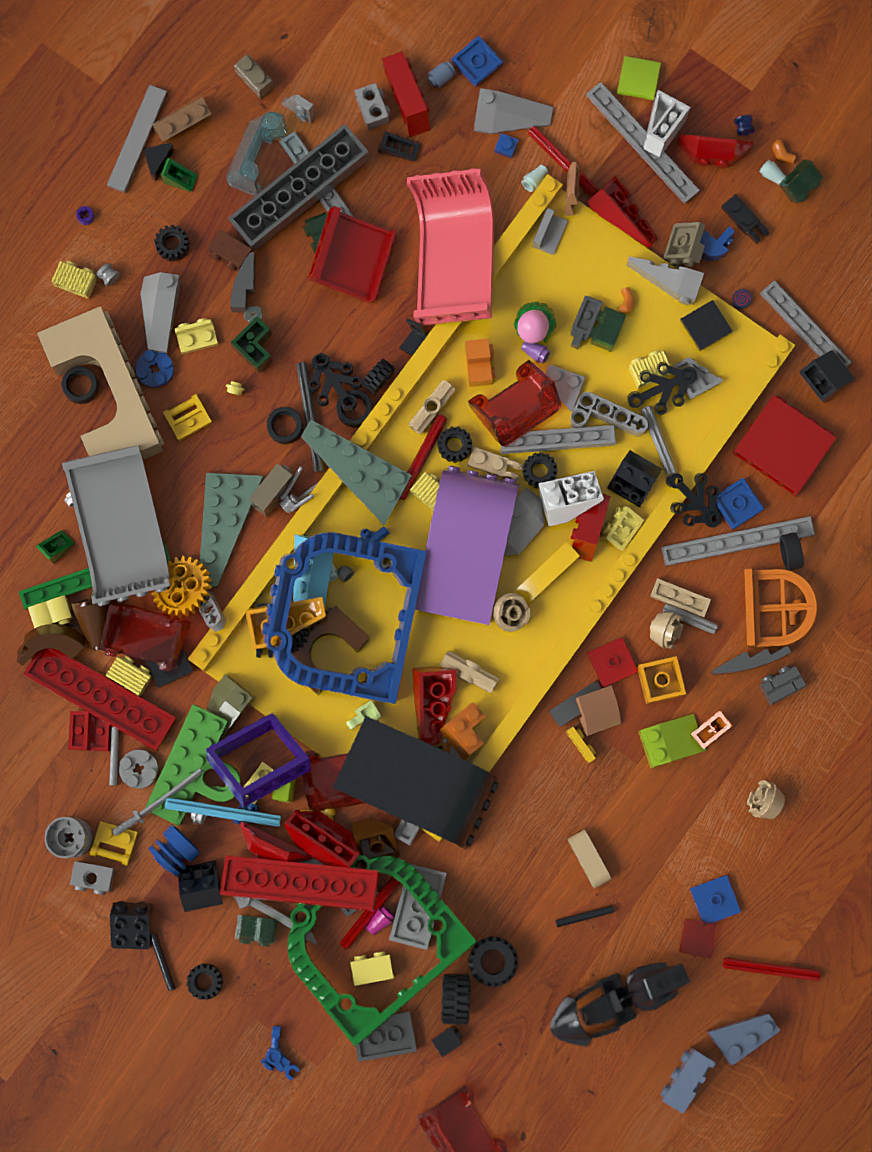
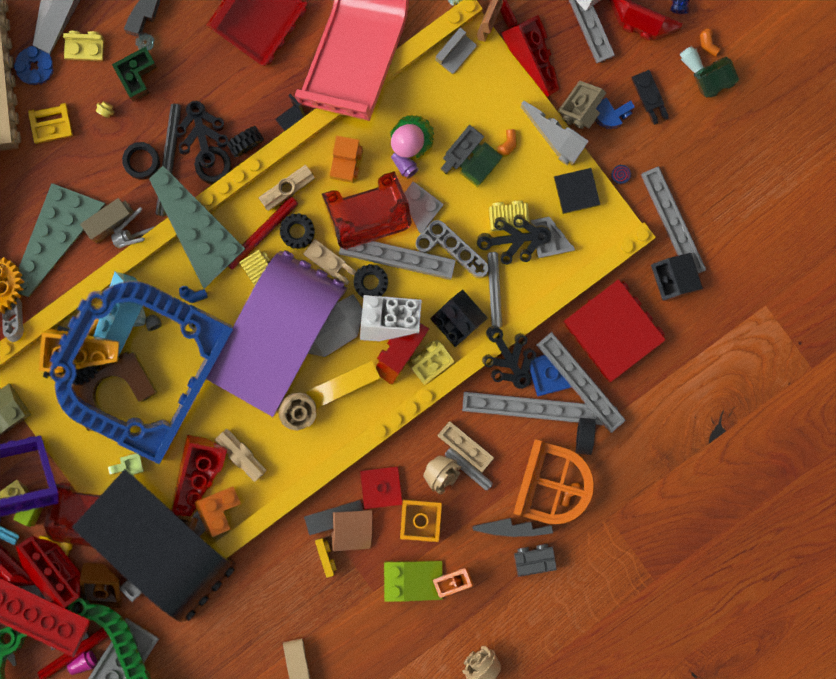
camera: 10 degrees right, 5 degrees up
(770, 503) = (581, 382): none -> light grey tile

